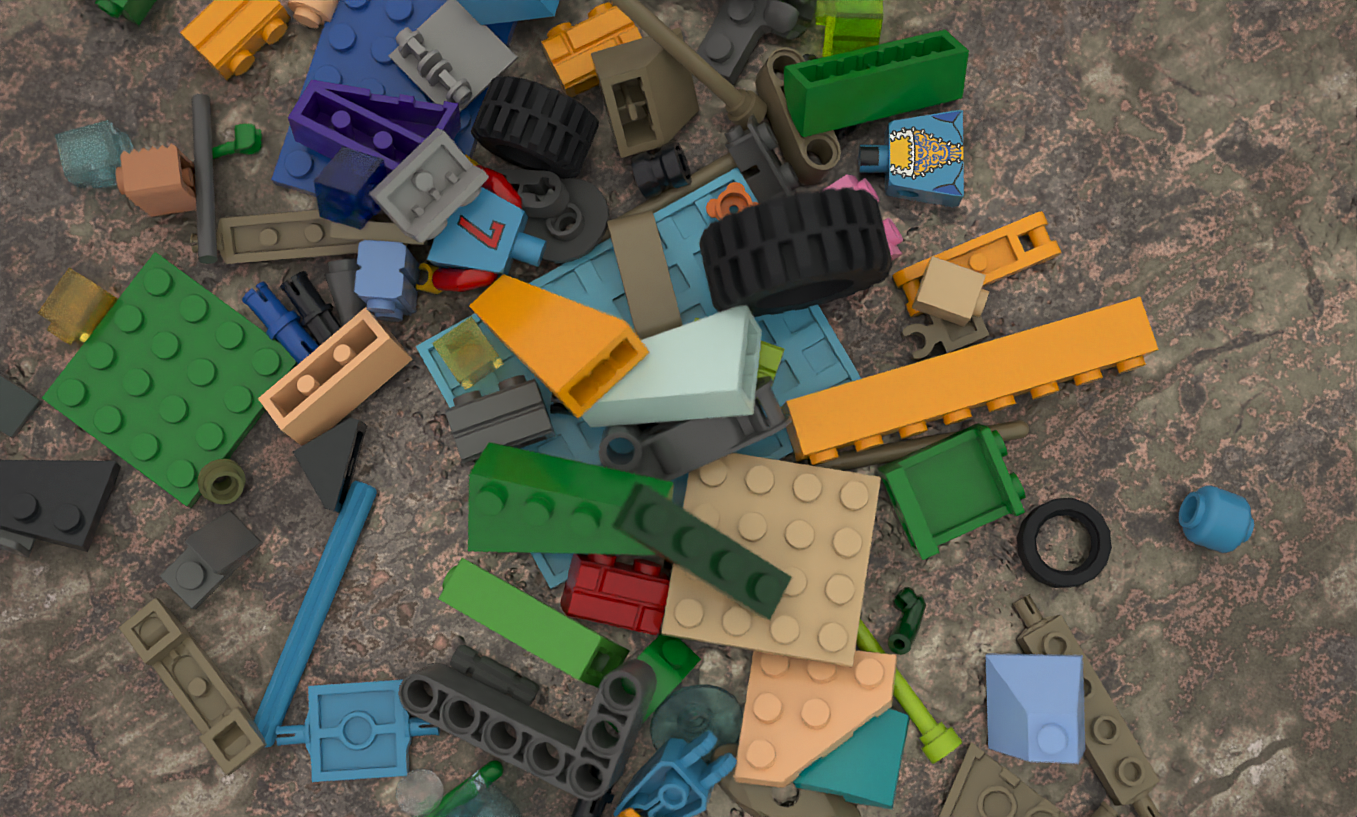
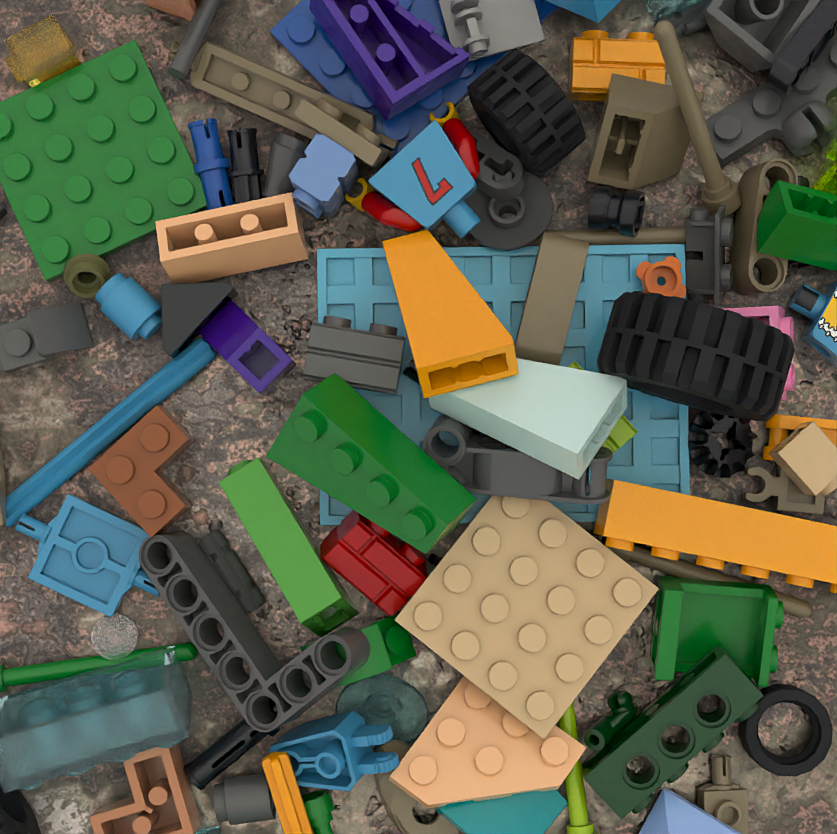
camera: 25 degrees right, 5 degrees up
(276, 488) = (130, 307): none -> dark azure brick
(345, 187) = (335, 81): clear blue brick -> none
(357, 629) = (135, 470): none -> dark orange brick
(401, 467) = (247, 348): none -> dark purple slope
(429, 187) = (404, 119): light grey bracket -> none
(468, 353) = (358, 283): clear yellow brick -> none
(701, 551) = (468, 574): dark green plate -> none
(855, 333) = (707, 451): none -> black gear
(959, 673) = (713, 674): none -> dark green brick

